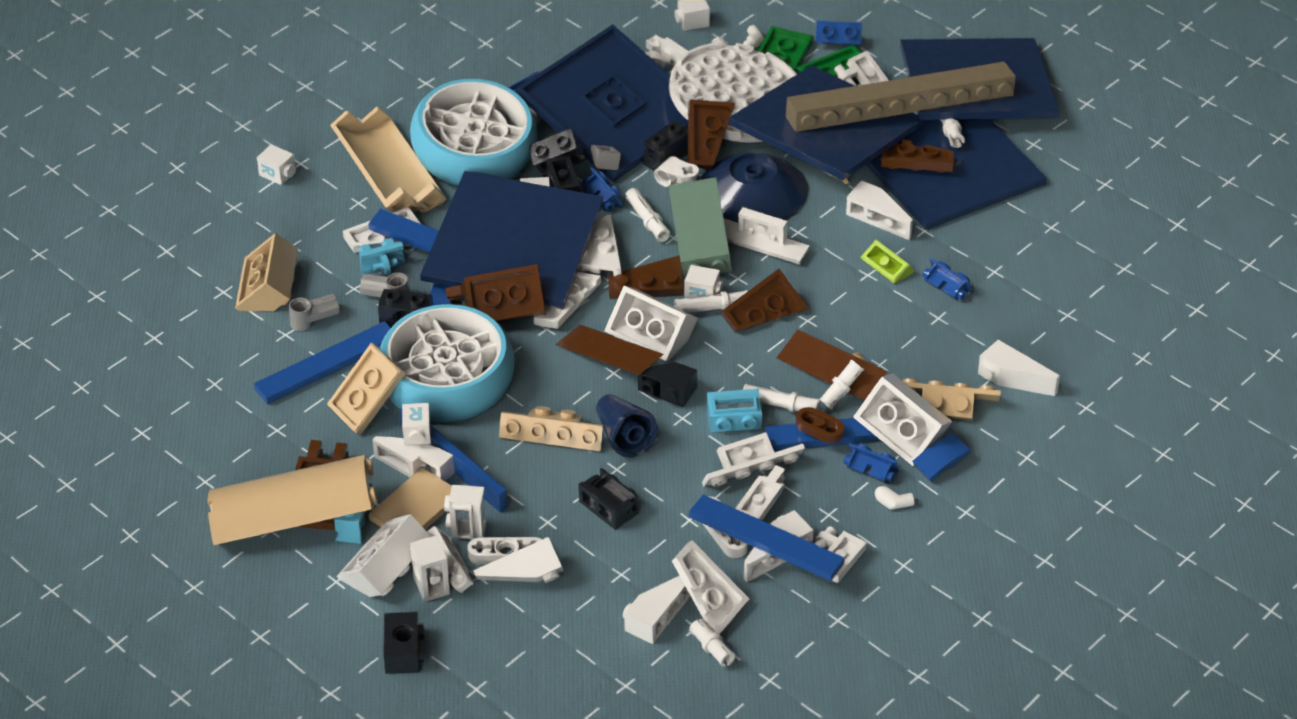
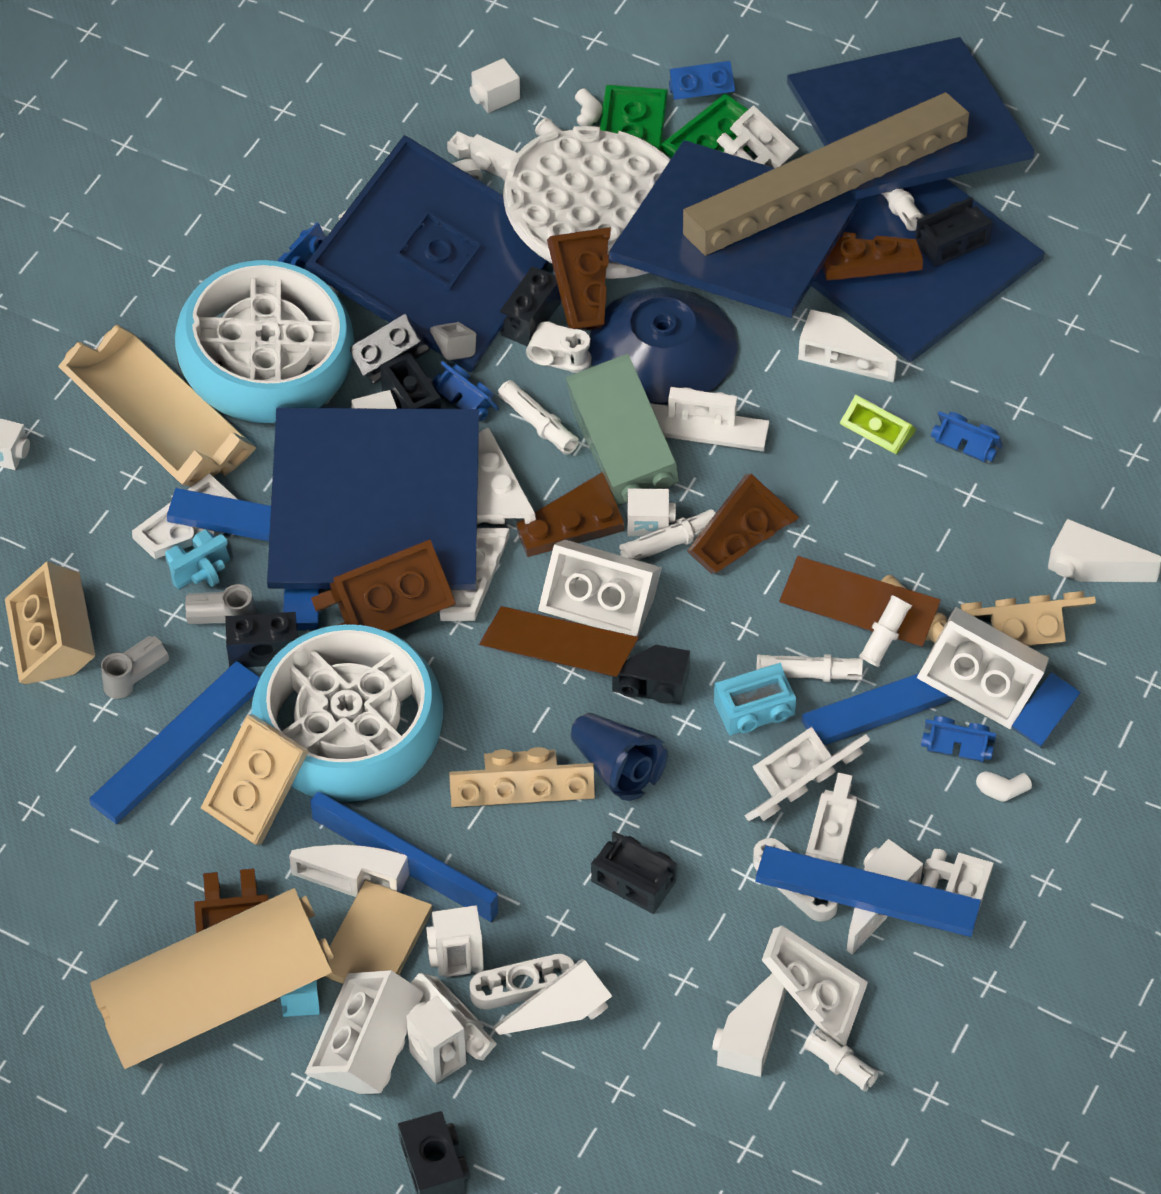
camera: 15 degrees left, 10 degrees up
(416, 424) = (346, 823): white brick -> none
(820, 425) = (878, 699): reddish brown plate -> none
(982, 152) = (953, 232): none -> black hinge

